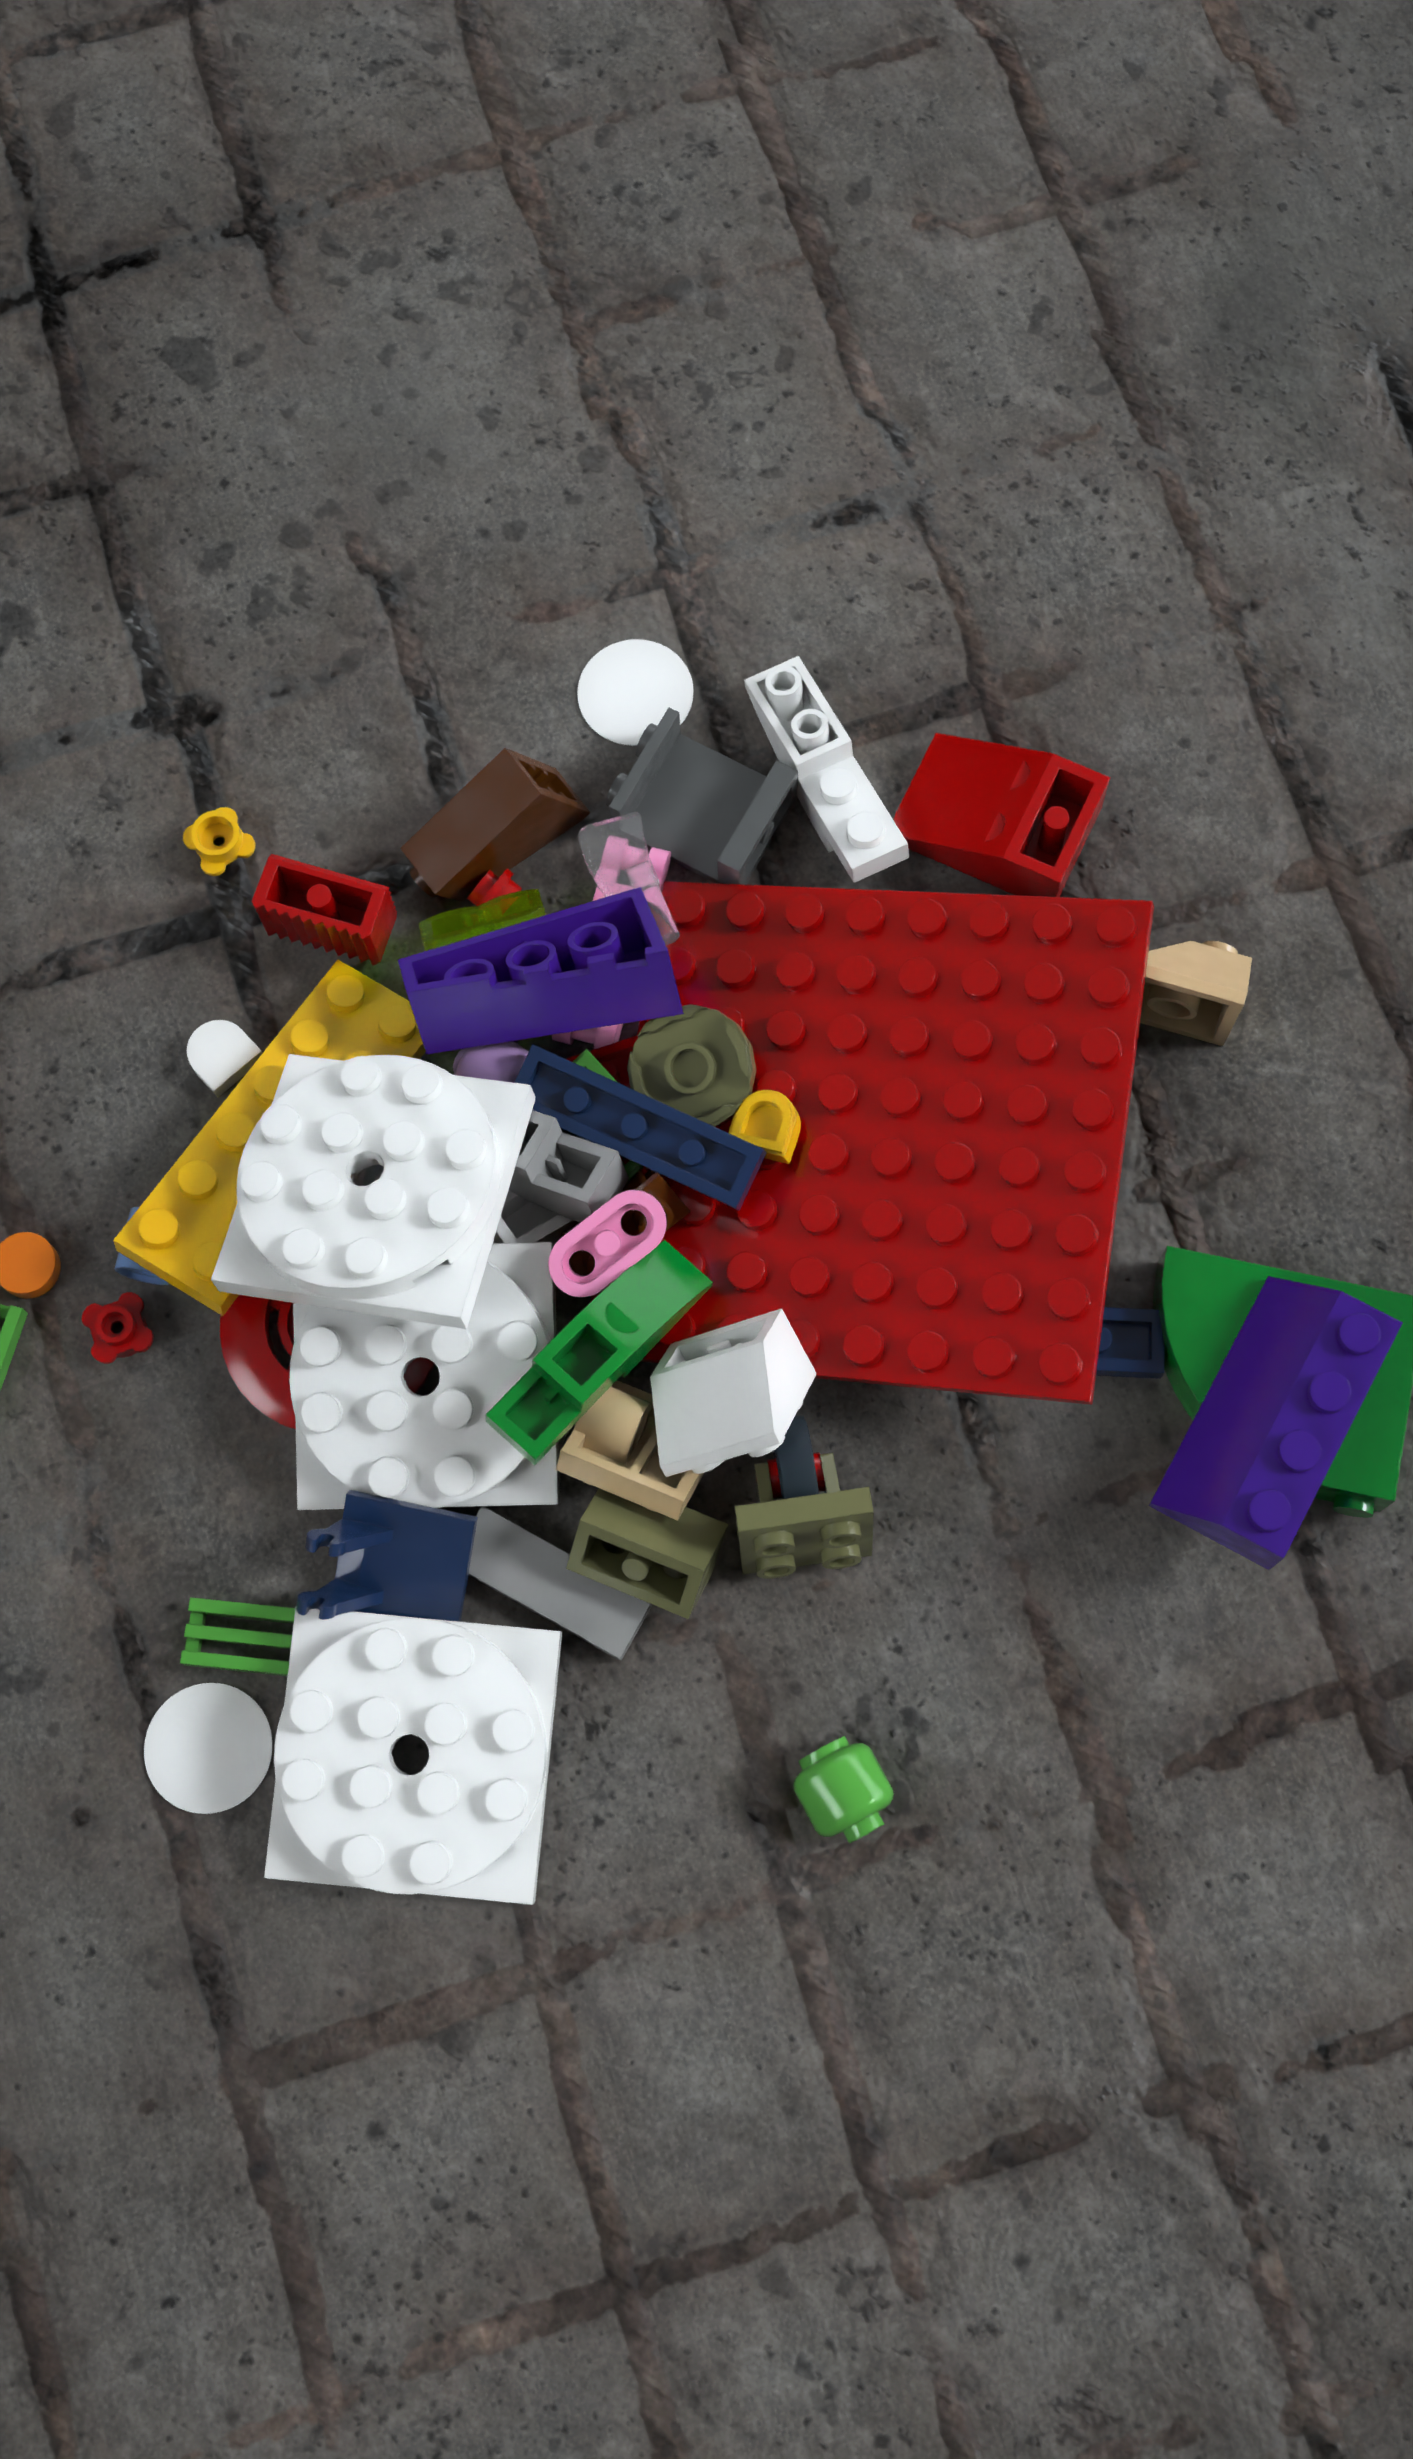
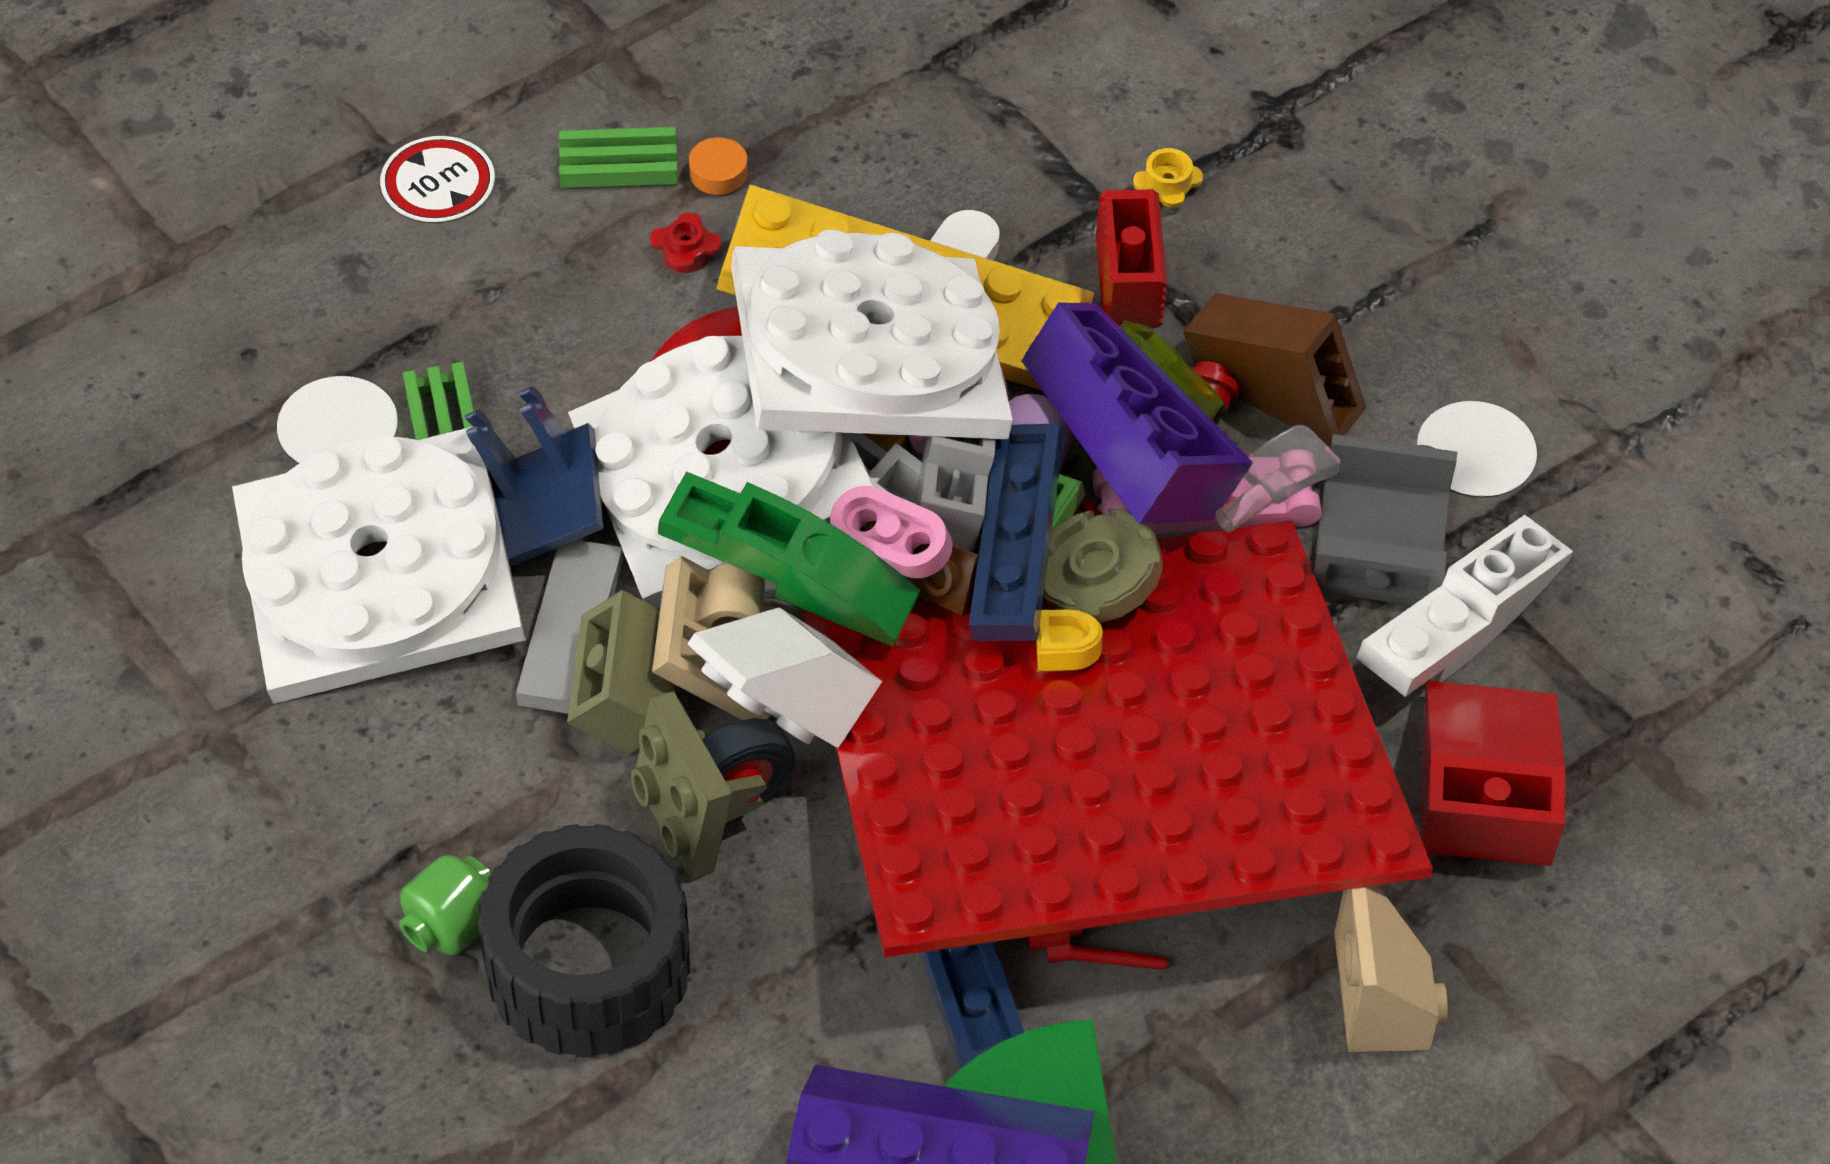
camera: 65 degrees right, 20 degrees down
(990, 1607) = (570, 872): none -> black tyre

